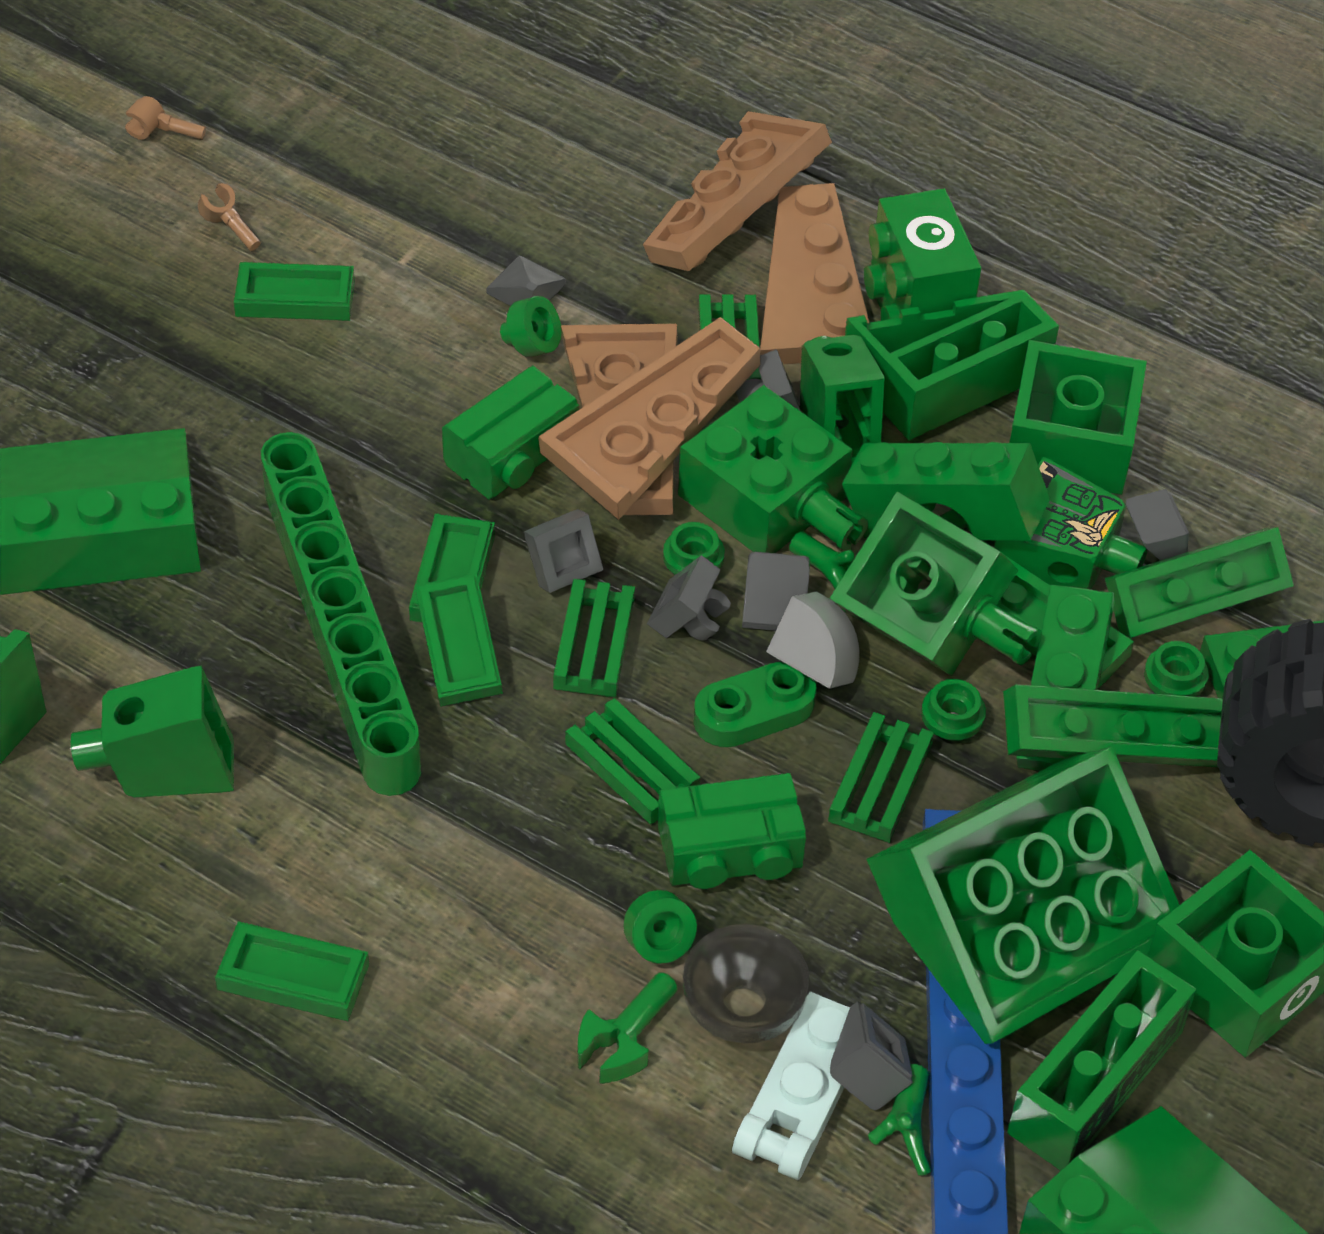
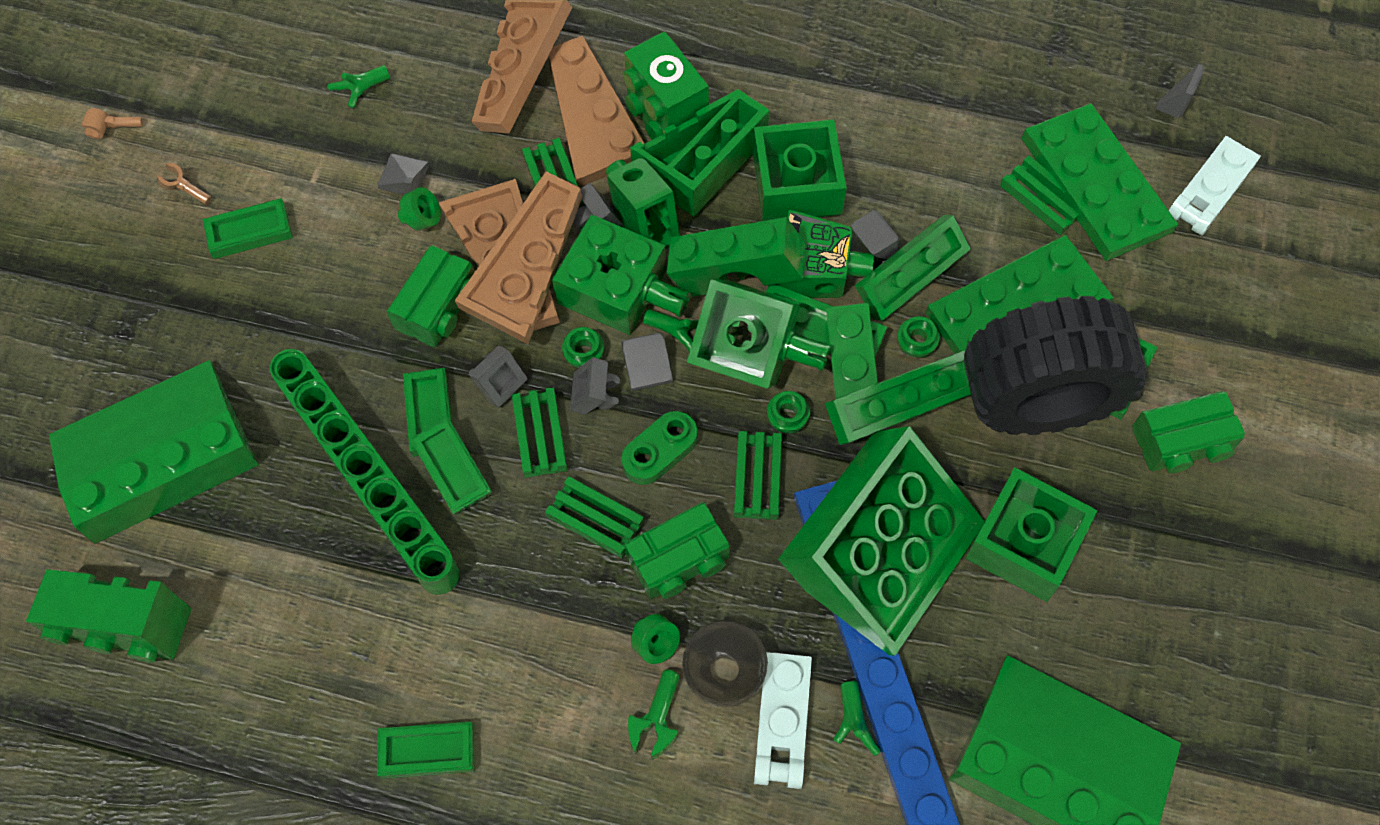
camera: 15 degrees left, 15 degrees up
(161, 737) = (278, 613): green torso -> none
(509, 162) = (360, 82): none -> green bar
(817, 640) = (687, 393): light grey brick -> none
(870, 1058) = (820, 688): dark grey slope -> none
(1100, 1061) = (967, 645): green brick -> none

